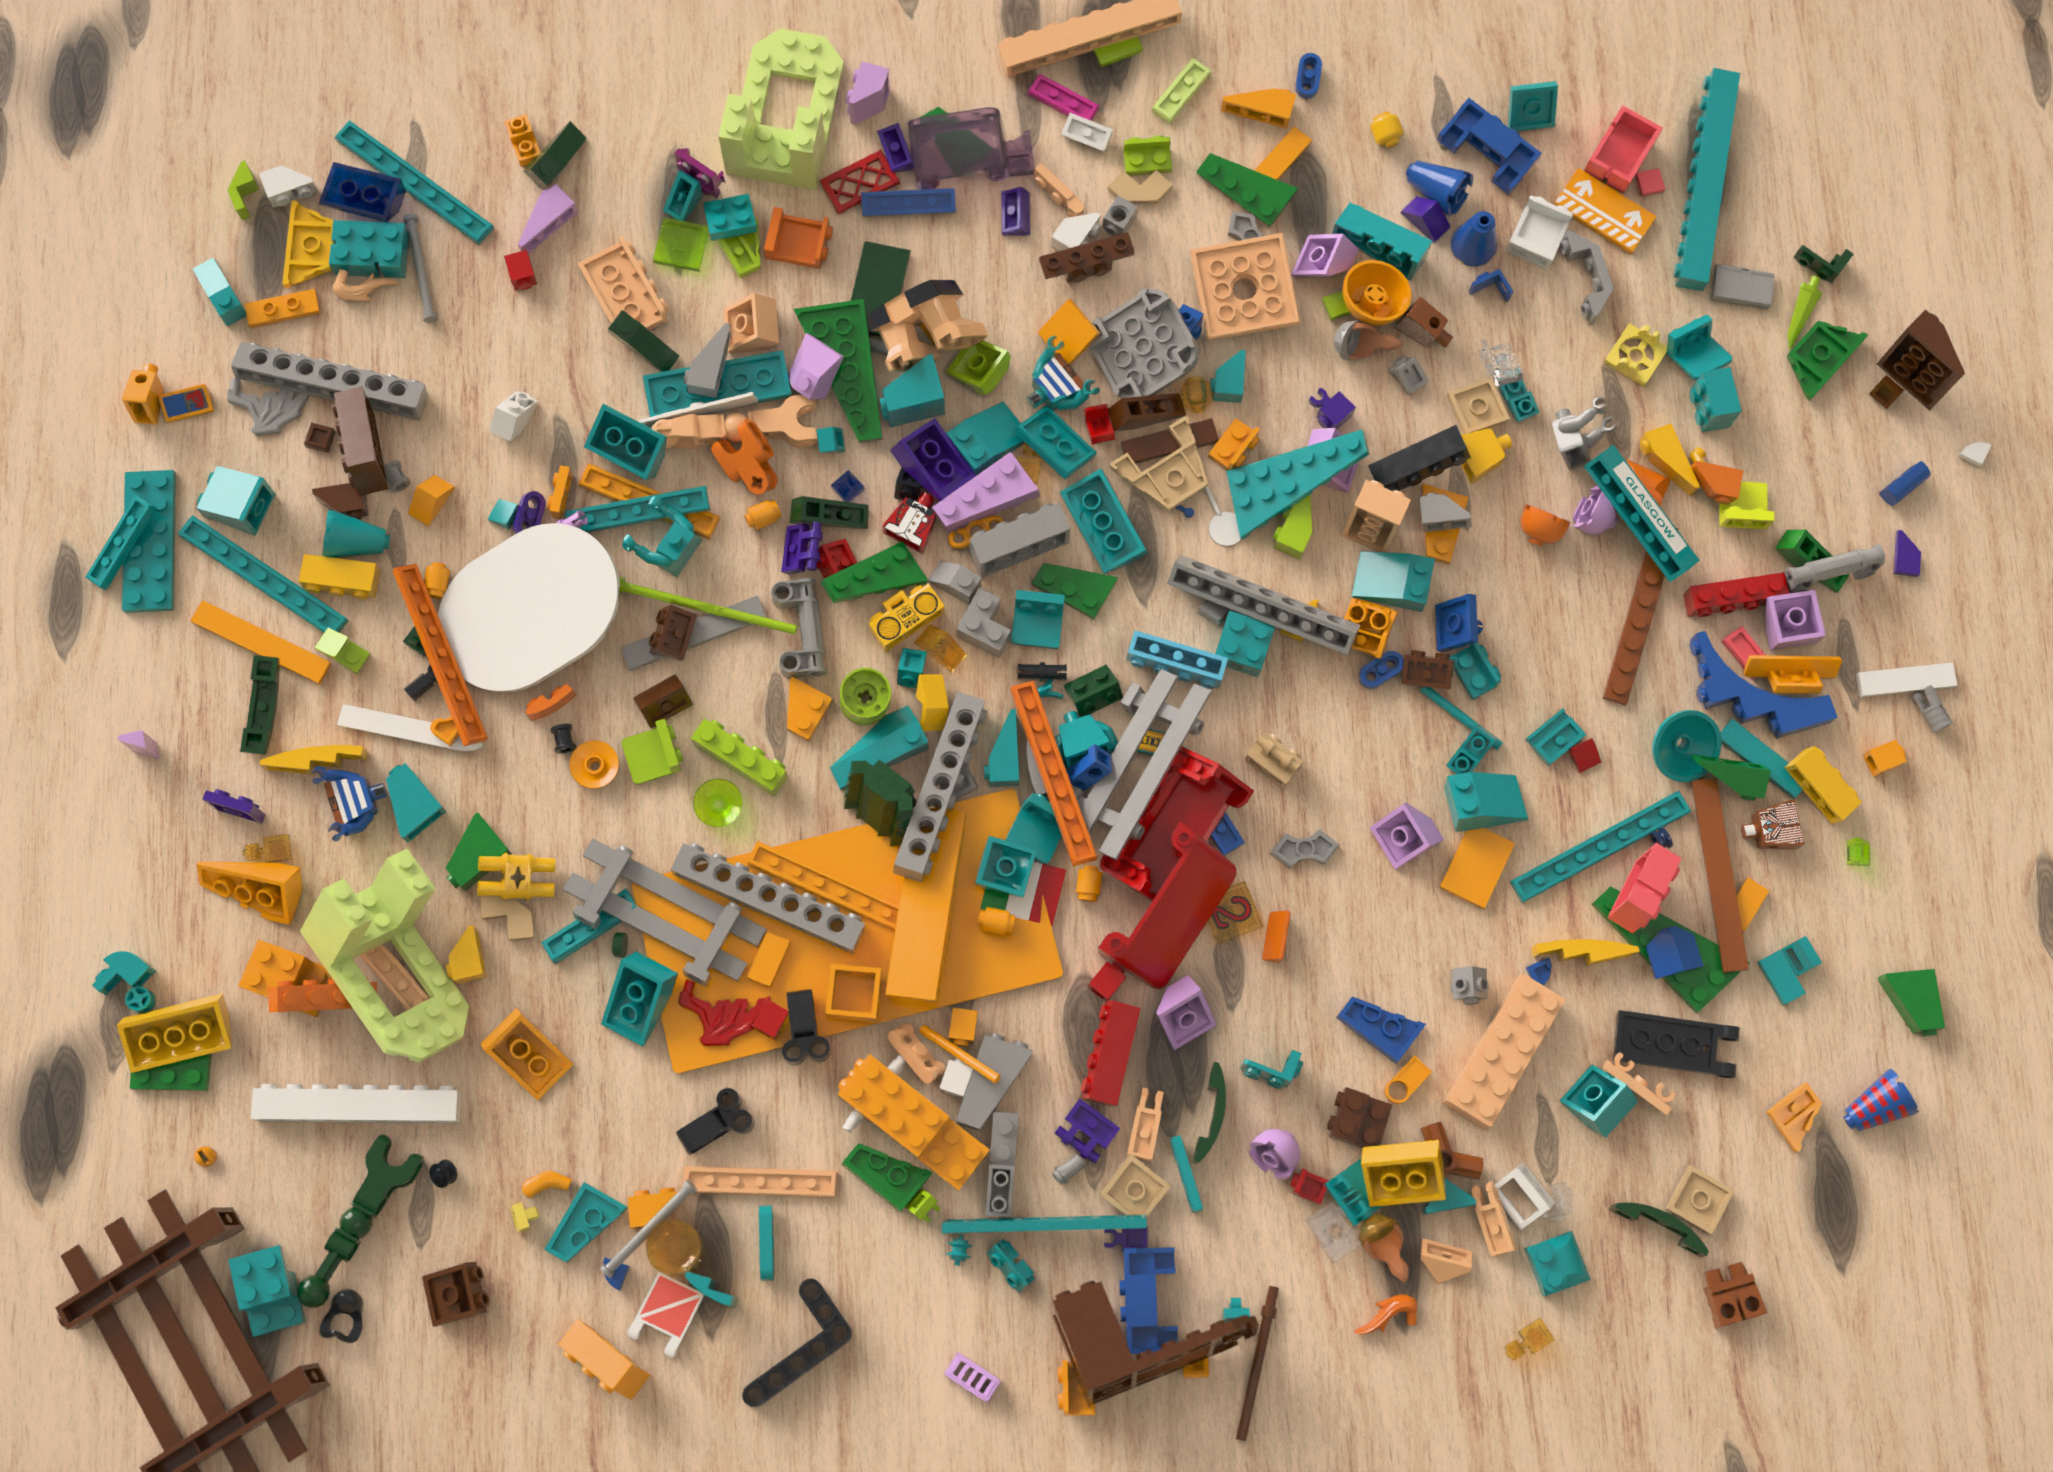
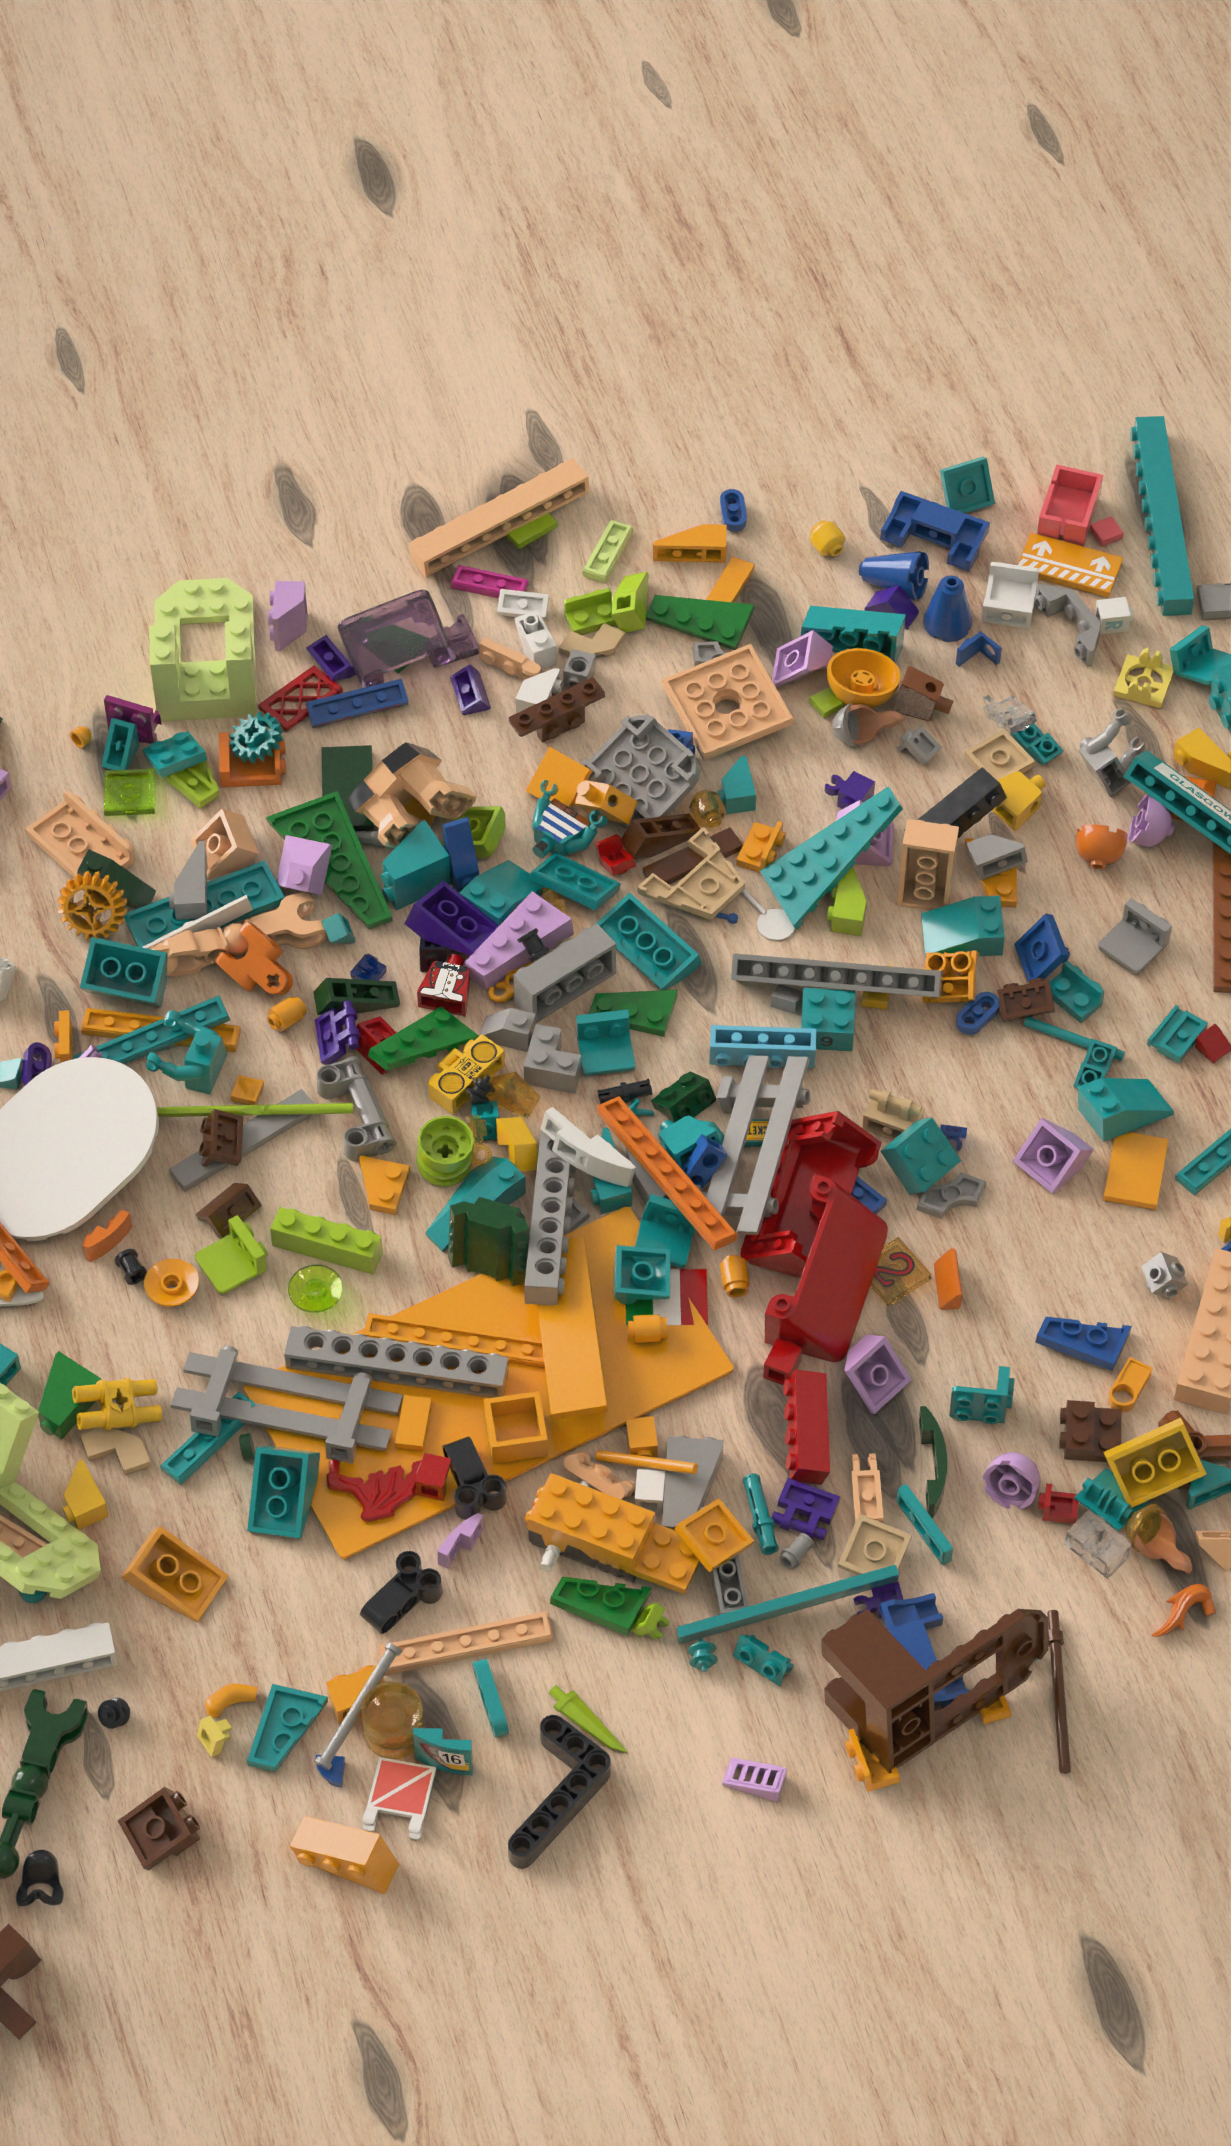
camera: 10 degrees left, 20 degrees down
(619, 360) = (74, 910): none -> light orange gear
(652, 175) = (80, 736): none -> light orange hinge
(709, 583) = (247, 1090): none -> light orange tile
(786, 1079) = (464, 1535): none -> lavender slope
(806, 220) = (256, 737): none -> teal gear
(838, 1273) = (578, 1712): none -> lime bar
(898, 683) = (479, 1129): none -> clear yellow plate
(913, 641) = (480, 1089): none -> black wheel
(957, 396) = (461, 851): none -> blue slope
(991, 741) = (589, 1155): none -> white slope
(996, 509) = (533, 944): none -> black bush
(996, 1148) = (714, 1535): none -> light orange plate
(1046, 1128) = (763, 1524): none -> teal pin
(1088, 175) = (536, 639): none -> white slope
(1096, 365) = (596, 797): none -> light orange torso
(1186, 154) = (631, 602): none -> lime slope
(1286, 810) = (920, 1155): none -> teal brick
(1323, 788) = (954, 1133): none -> clear blue tile
(1546, 629) = (1136, 937): none -> light grey bracket
(1629, 278) = (1114, 615): none -> white brick

